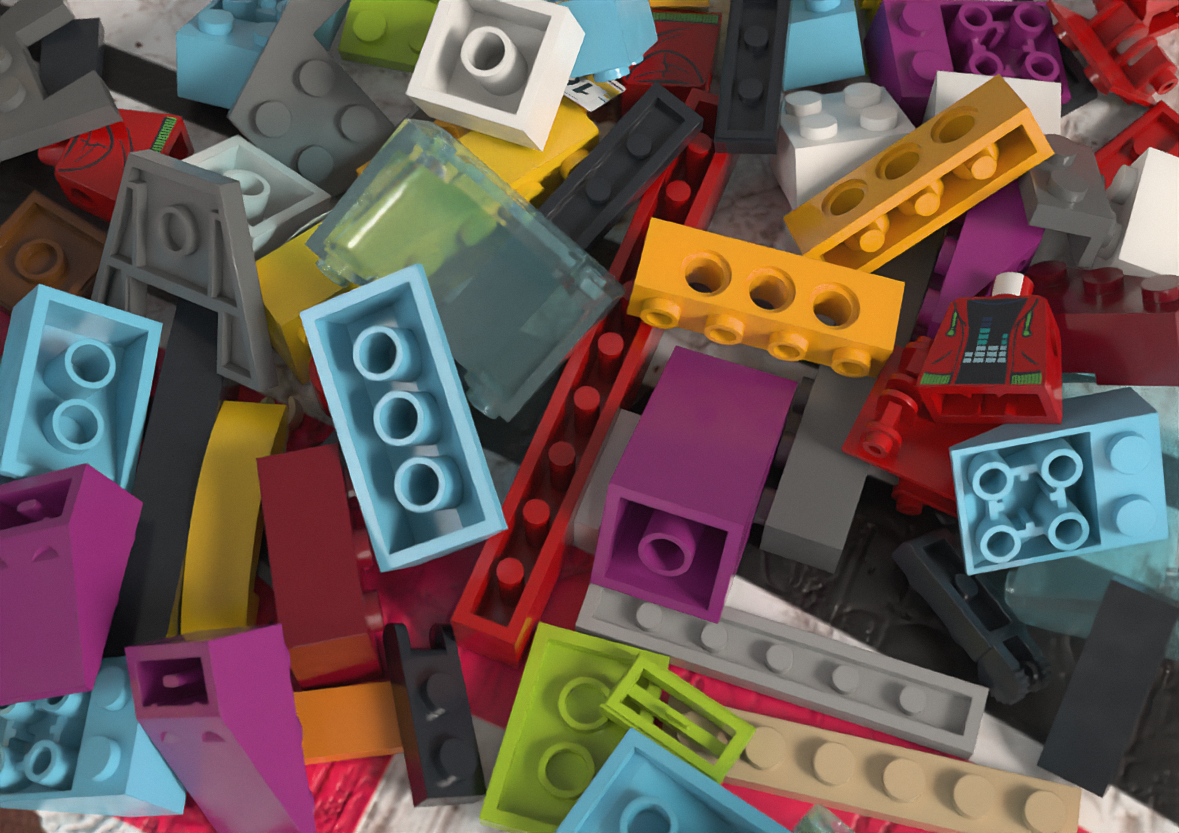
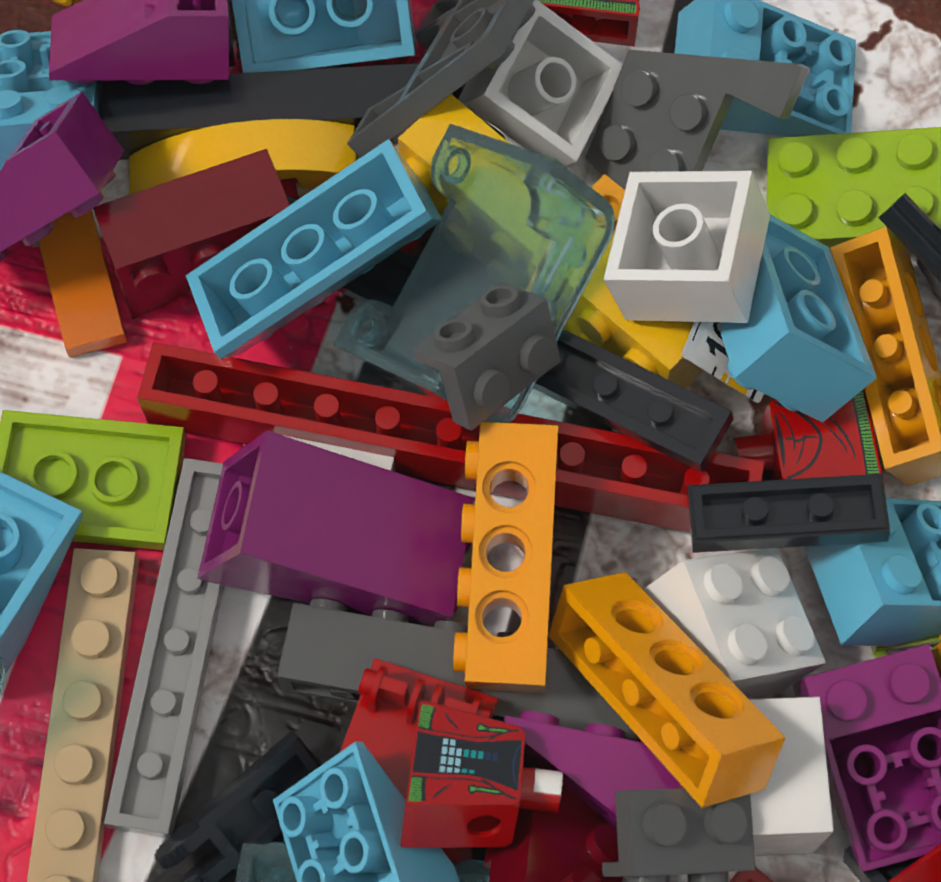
camera: 80 degrees right, 5 degrees up
(434, 718) = (85, 360): black hinge -> none
(563, 251) = (491, 351): none -> dark grey bracket
(690, 696) = (76, 601): lime tile -> none

